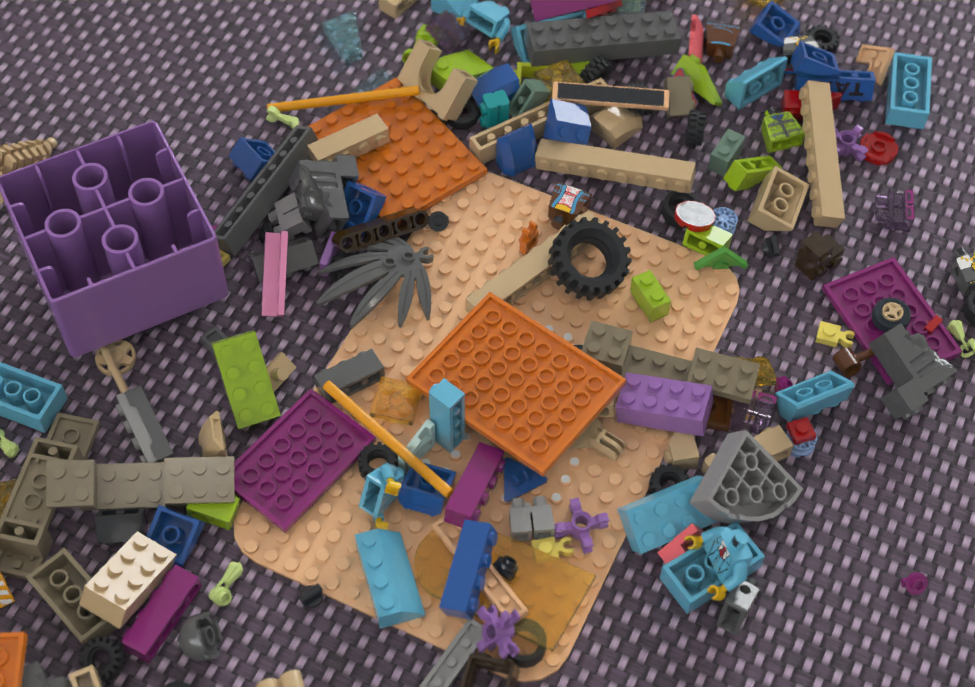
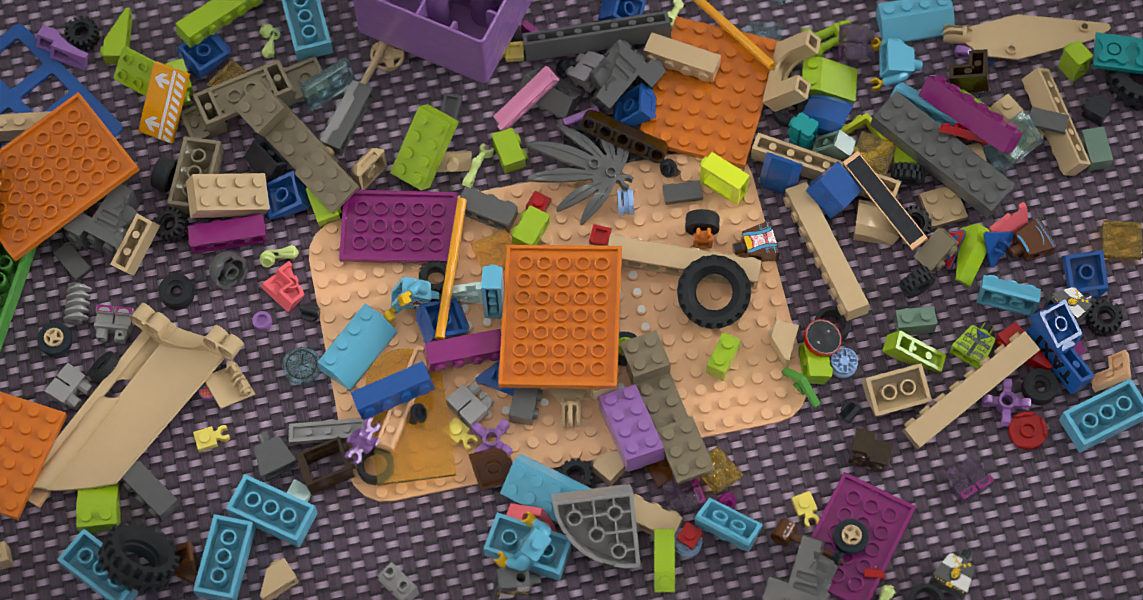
camera: 55 degrees right, 10 degrees up
(44, 626) = (163, 174): none -> black tyre
(99, 418) = (327, 83): none -> clear light blue tile
(265, 602) = (284, 287): none -> coral slope
(280, 647) = (262, 321): none -> medium lavender tile
(290, 346) = (476, 163): none -> yellowish green piece
(305, 325) = (508, 150): none -> lime brick
(359, 642) = (301, 365): none -> clear light blue tile
(379, 336) = (539, 201): none -> red plate
(399, 355) = (531, 227): none -> lime brick
(443, 269) = (628, 202): none -> light blue wheel
(455, 310) = (600, 235): none -> red plate
(469, 227) = (682, 192): none -> dark grey tile
(486, 176) = (724, 178): none -> neon yellow window
(511, 227) = (702, 219): none -> black tyre
(569, 476) = (524, 404): none -> dark grey brick
(609, 544) = (490, 467): none -> reddish brown tile
(638, 71) = (943, 207): none -> tan plate
(672, 246) = (783, 339): none -> tan slope
(704, 57) = (996, 244): none -> blue piece
(812, 467) = (664, 560): none -> lime slope
(852, 107) = (1047, 379): none -> black tyre

